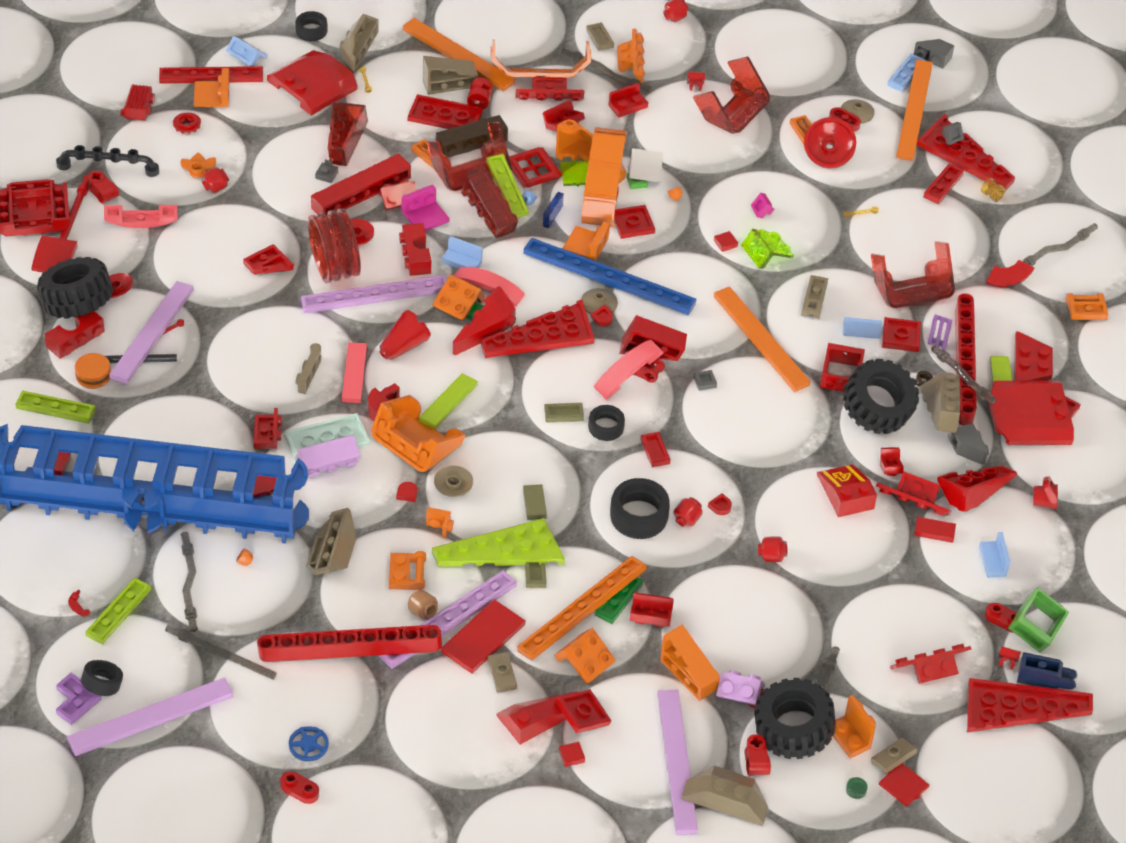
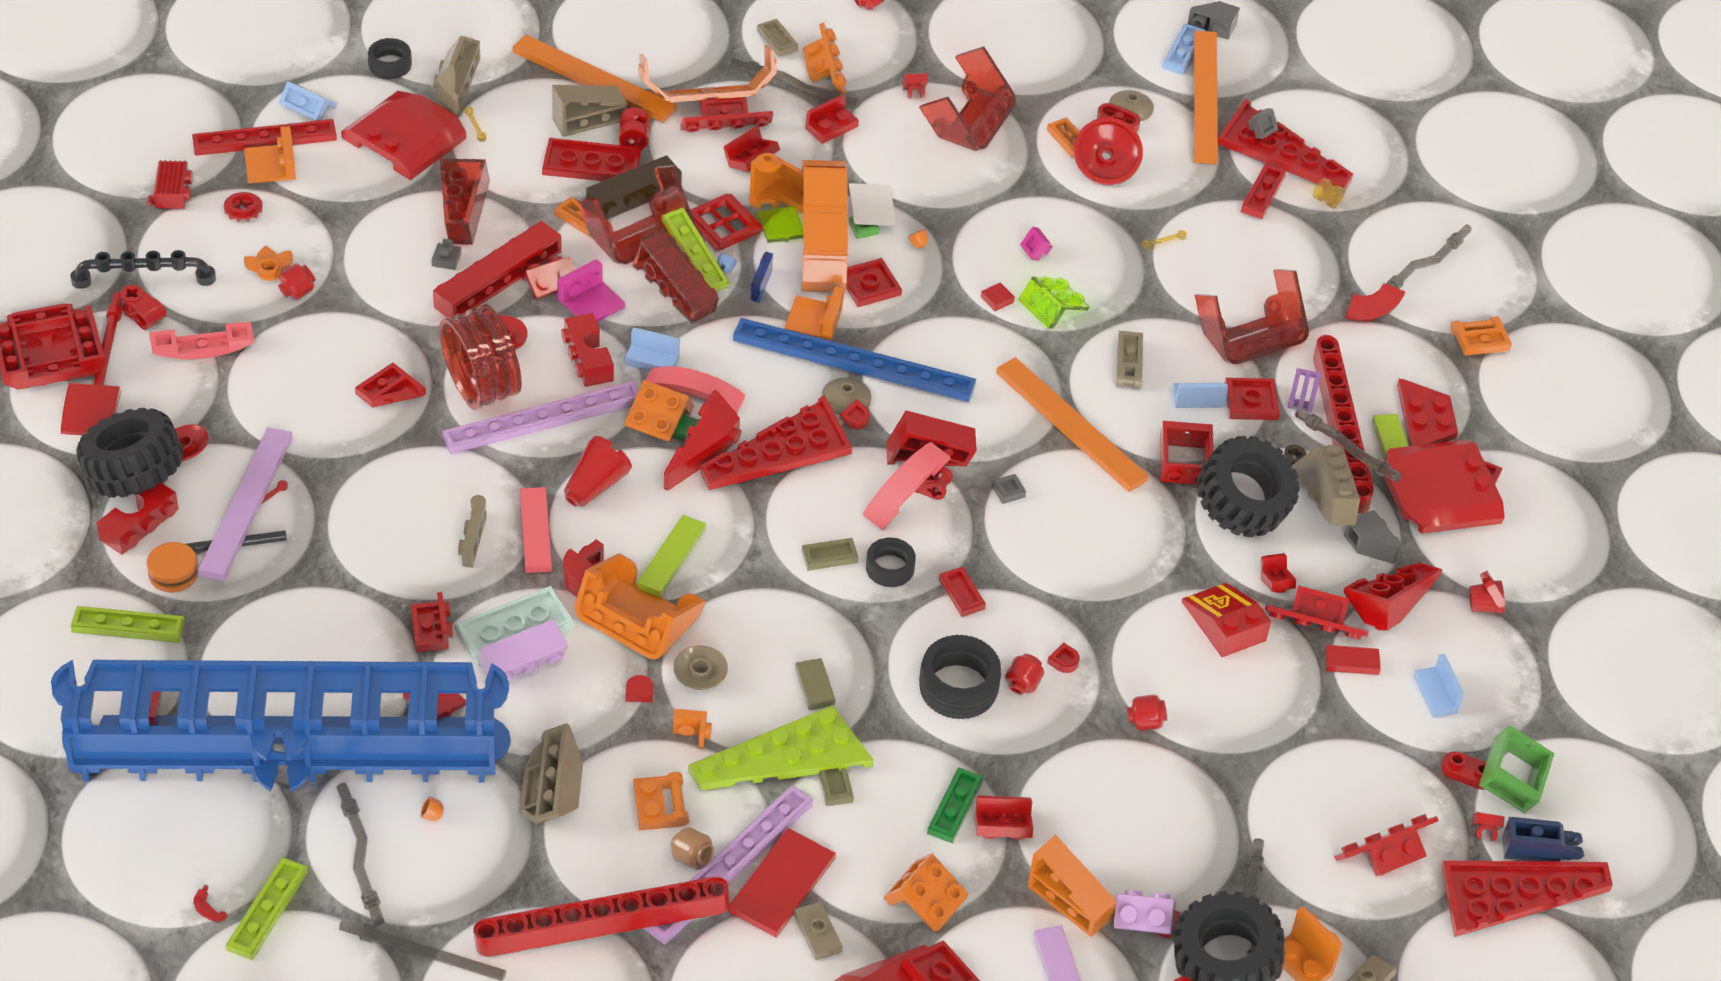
camera: 10 degrees left, 0 degrees up
(581, 608) = (908, 827): orange tile -> none

